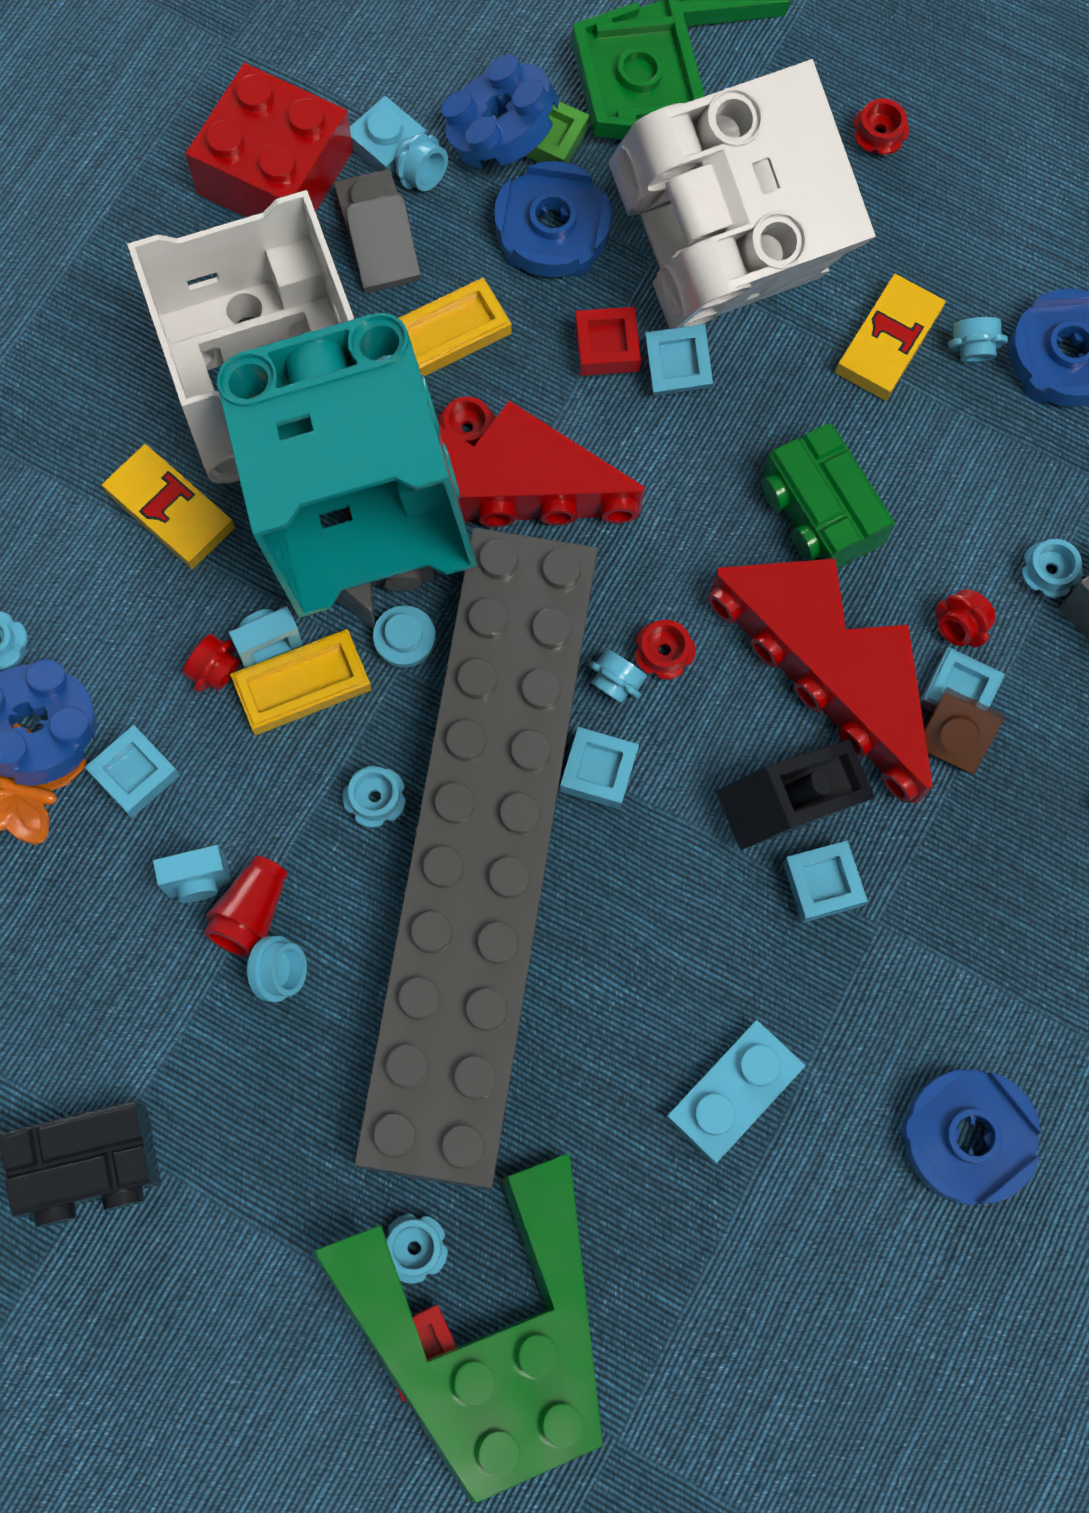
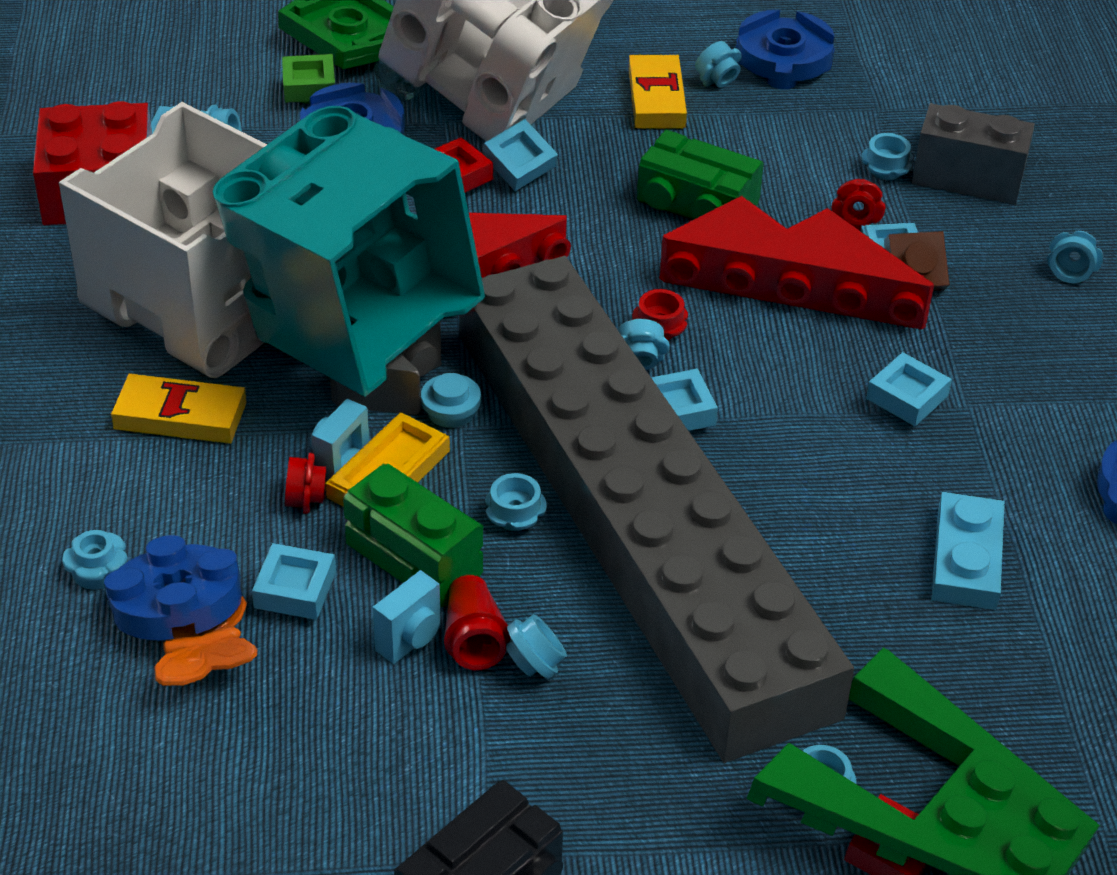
camera: 30 degrees left, 30 degrees down
(253, 786) = (411, 530): none -> green brick
(506, 87) = (263, 74): blue plate -> none
(794, 793) = (835, 346): black slope -> none

